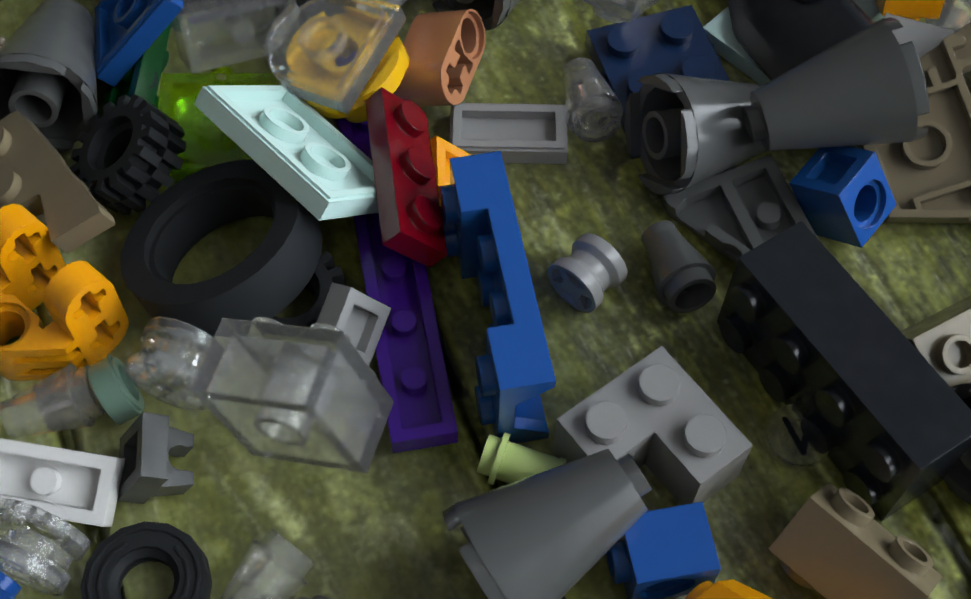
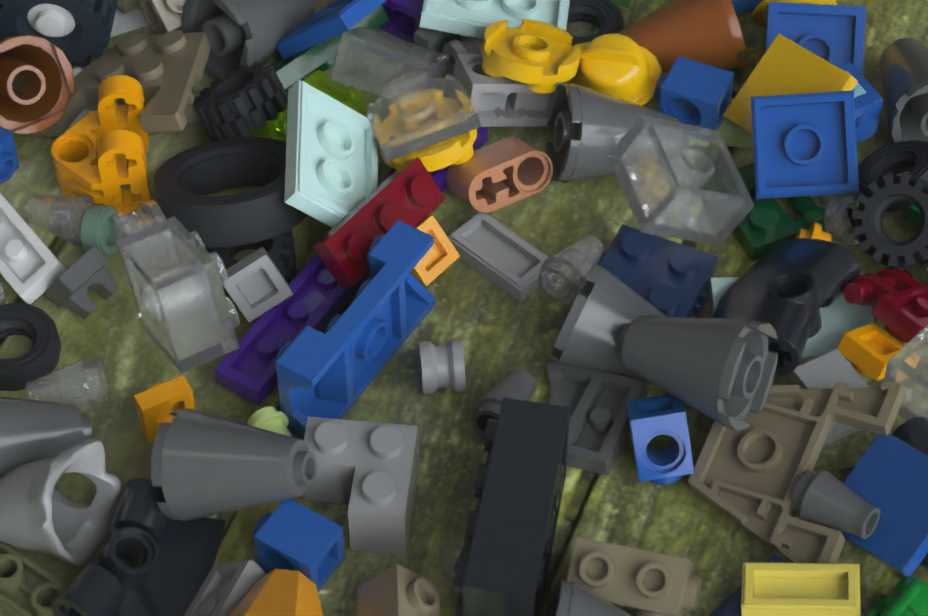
camera: 45 degrees right, 10 degrees down
(382, 520) = (158, 401): none -> light orange plate

